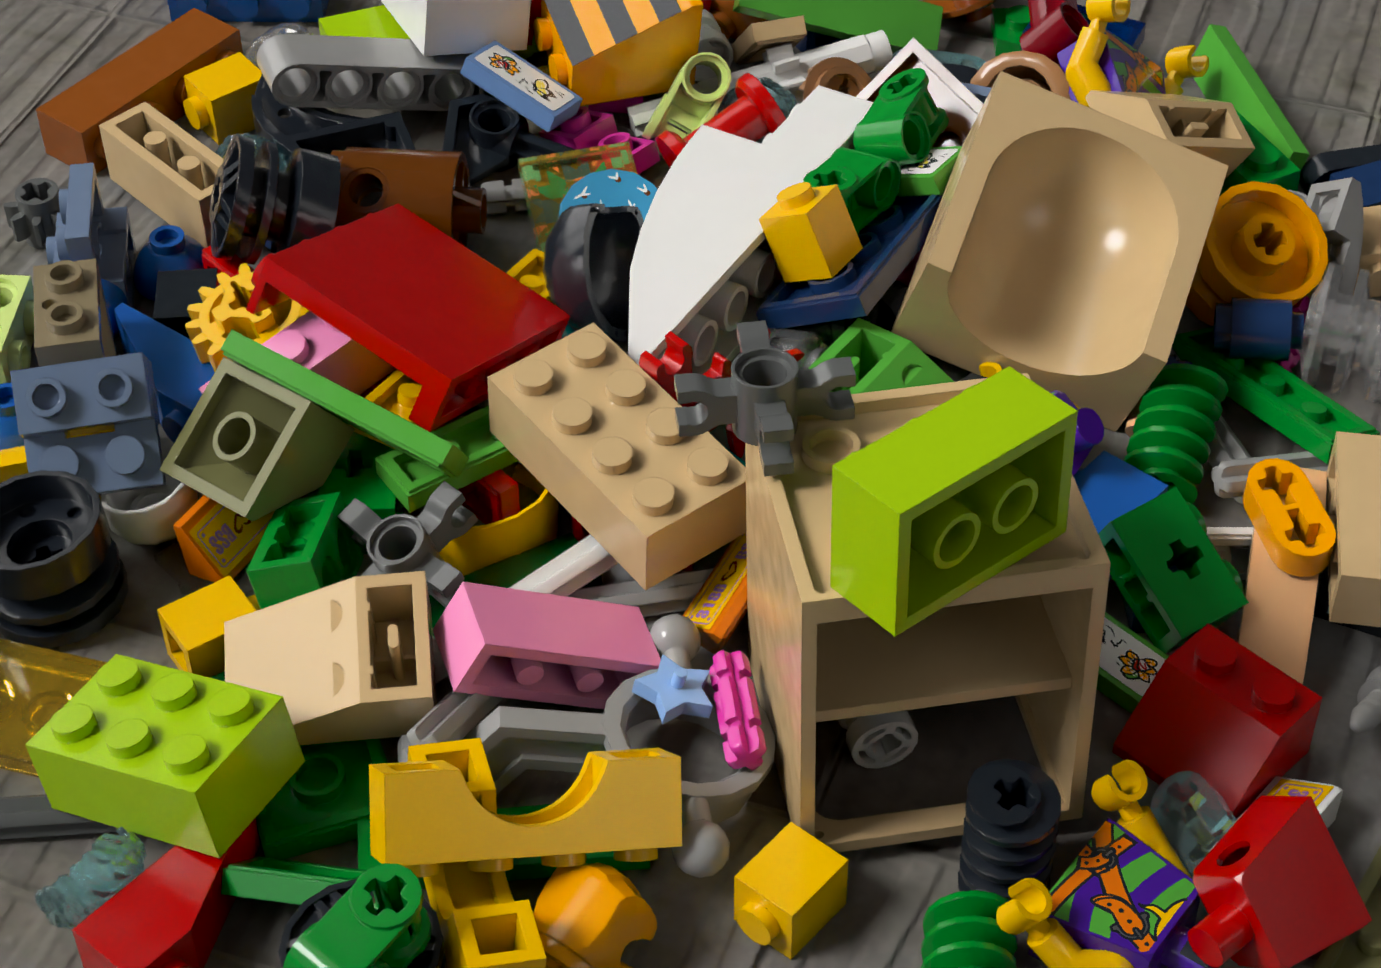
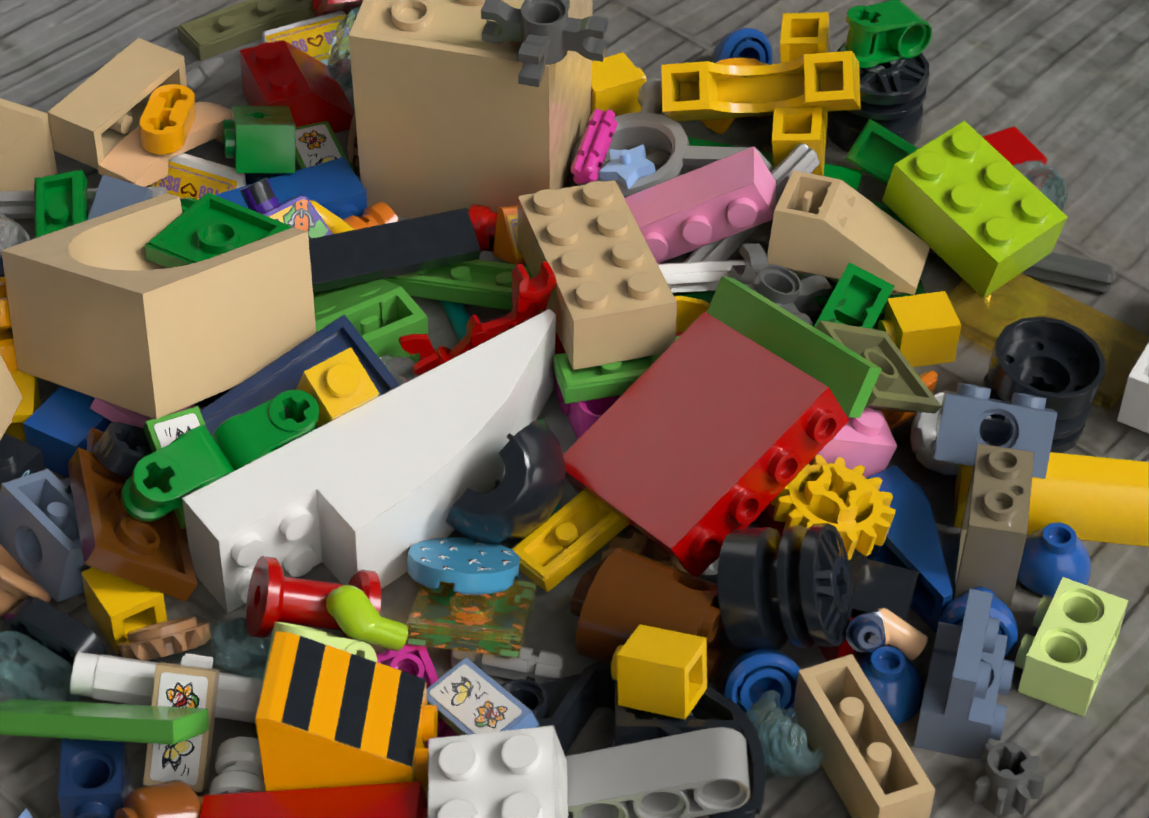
camera: 160 degrees left, 0 degrees up
(175, 253) = (882, 628): none -> arm
(372, 120) = (661, 671): none -> yellow brick
(662, 114) = (362, 621): none -> lime arm
(1063, 336) = (209, 230): none -> green tile
(1255, 442) = (115, 195): none -> sand blue tile

